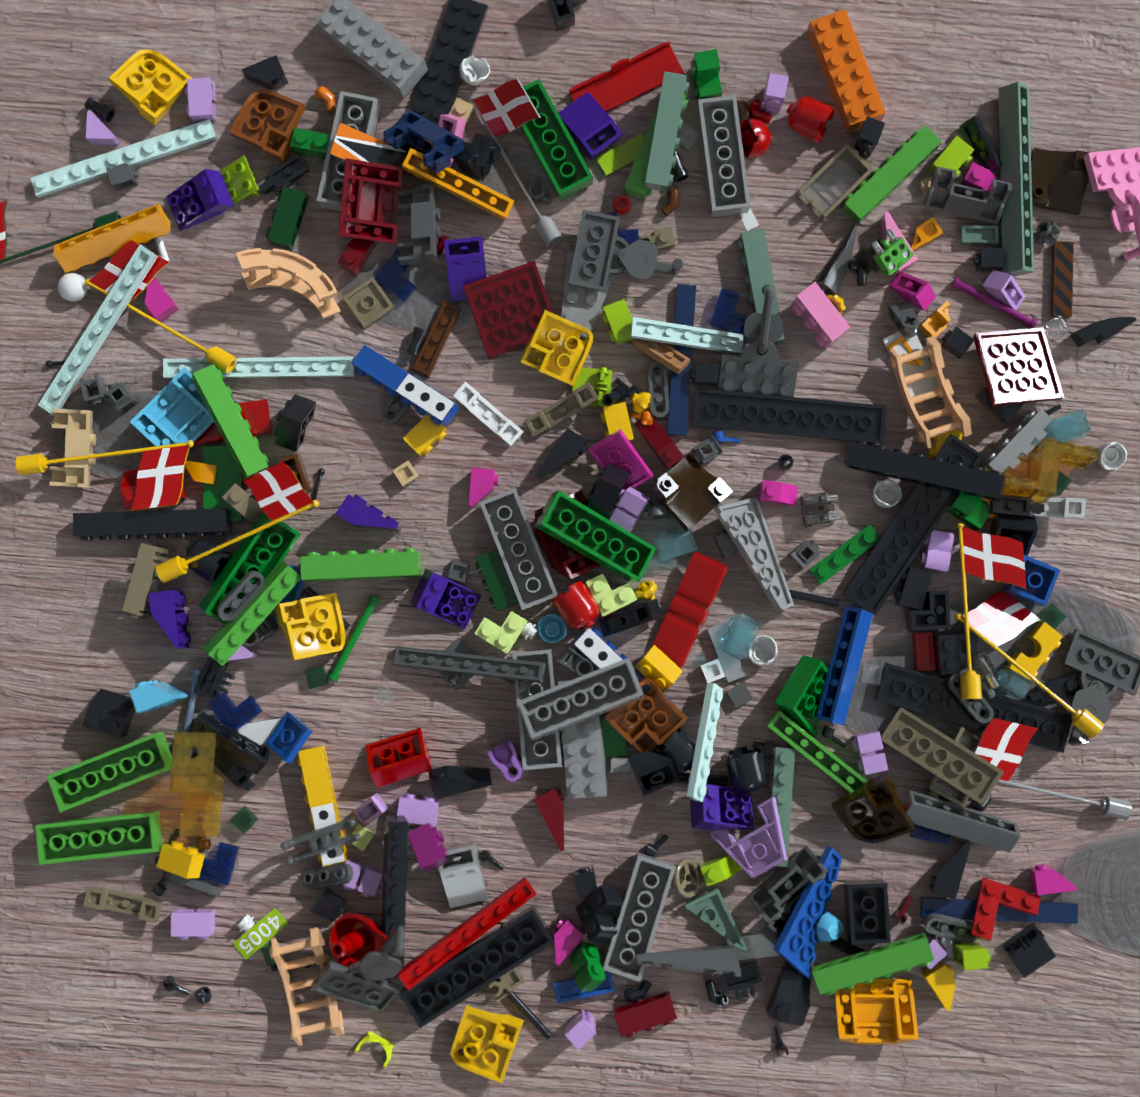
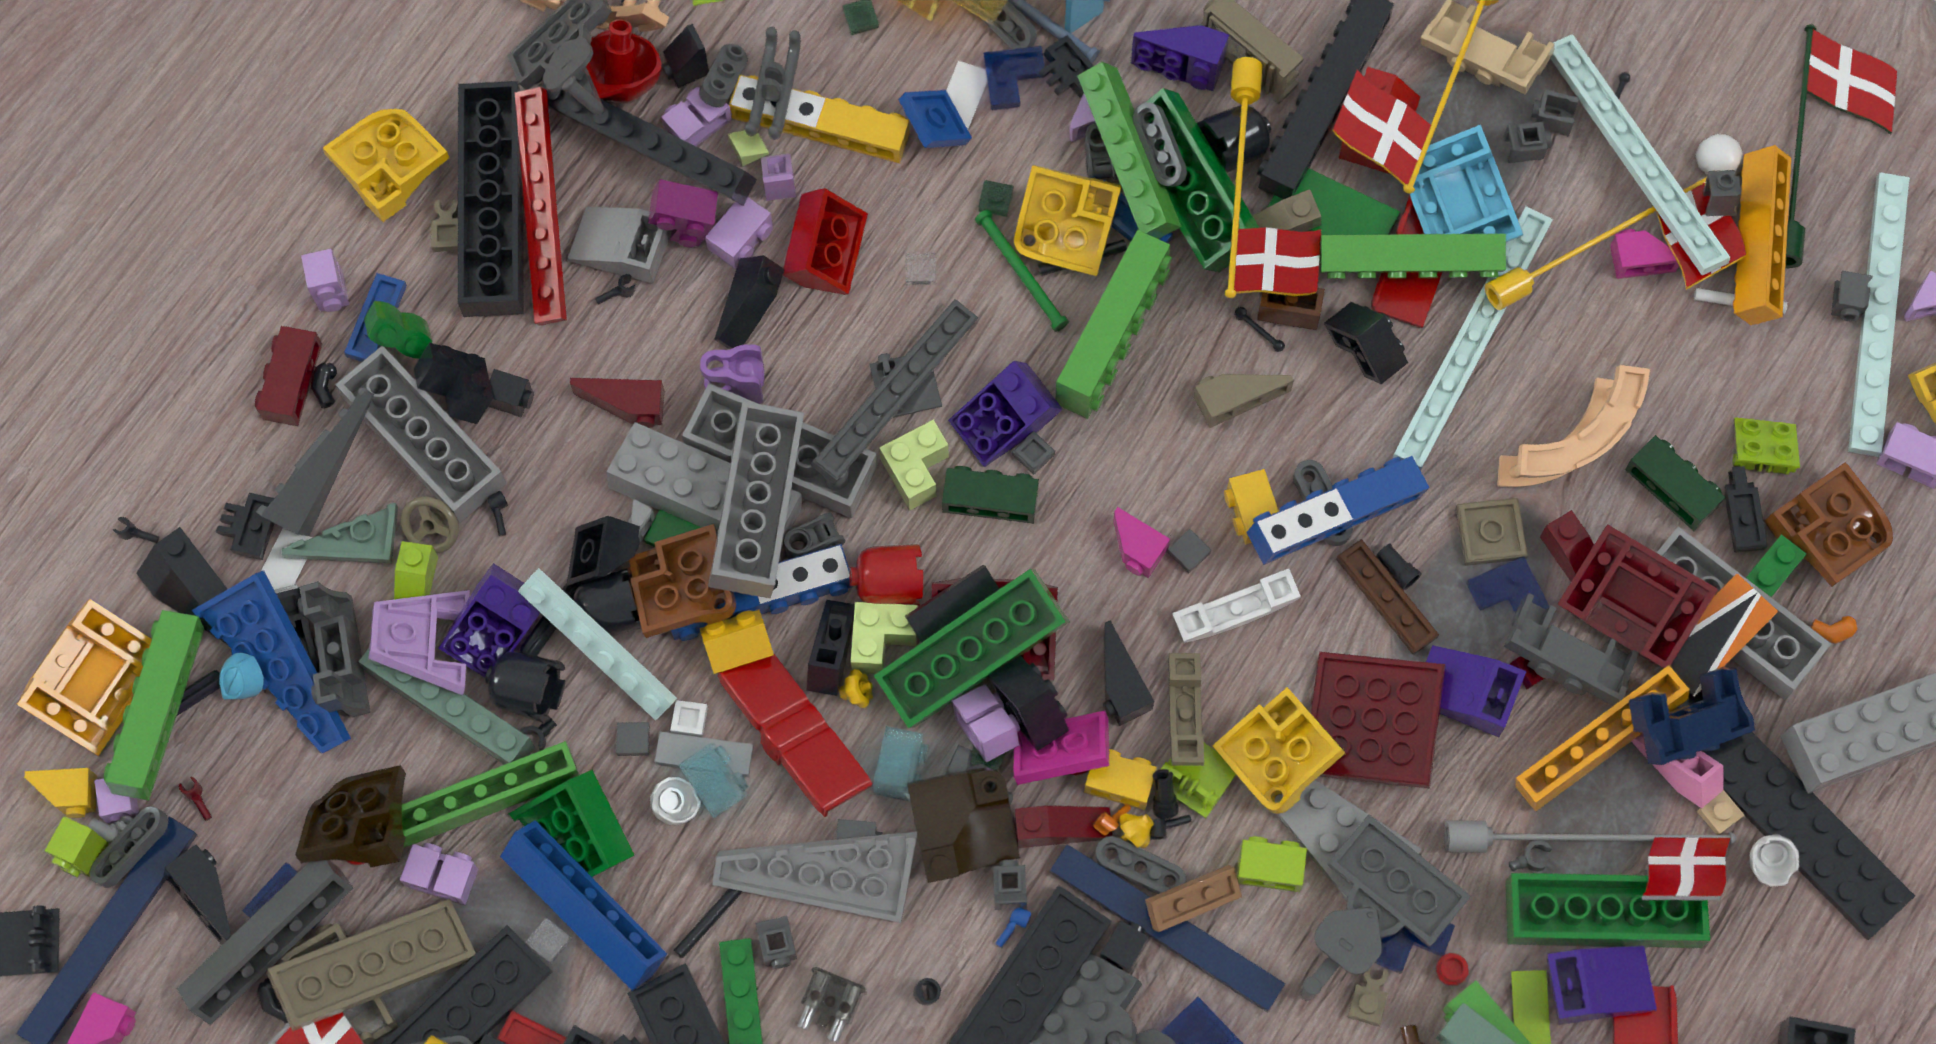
camera: 120 degrees right, 15 degrees down
(97, 267) = (1723, 191): none -> dark grey window
(199, 199) = (1764, 381): dark purple slope -> none
(202, 472) = (1363, 191): light orange slope -> none
(232, 769) = (938, 36): black hinge -> none
(244, 751) = (960, 52): black wedge -> none
(266, 73) = (1913, 566): black slope -> none
(358, 514) = (1186, 360): dark purple slope -> none
(366, 481) = (1237, 393): none -> dark tan slope
(372, 1037) = (483, 31): neon yellow cap -> none
(405, 473) = (1212, 452): tan plate -> none
(468, 457) = (1189, 550): none -> dark grey tile
(478, 156) = (1632, 791): black brick -> none
(518, 549) = (1013, 540): light grey brick -> none
(529, 631) = (894, 501): white plate -> none
(530, 1015) = (384, 234): black bar -> none
(552, 628) = (879, 528): medium azure hat -> none
(566, 938) = (453, 325): dark pink slope -> none
(576, 561) = (951, 603): none -> black tile
(686, 336) = (1197, 946): light aqua plate -> none
(715, 996) = (251, 480): black arm -> none
(777, 493) = (888, 954): dark pink slope -> none
(829, 732) = (501, 832): black hand -> none
(867, 912) = (228, 740): black brick -> none
(994, 894) = (135, 926): red plate -> none

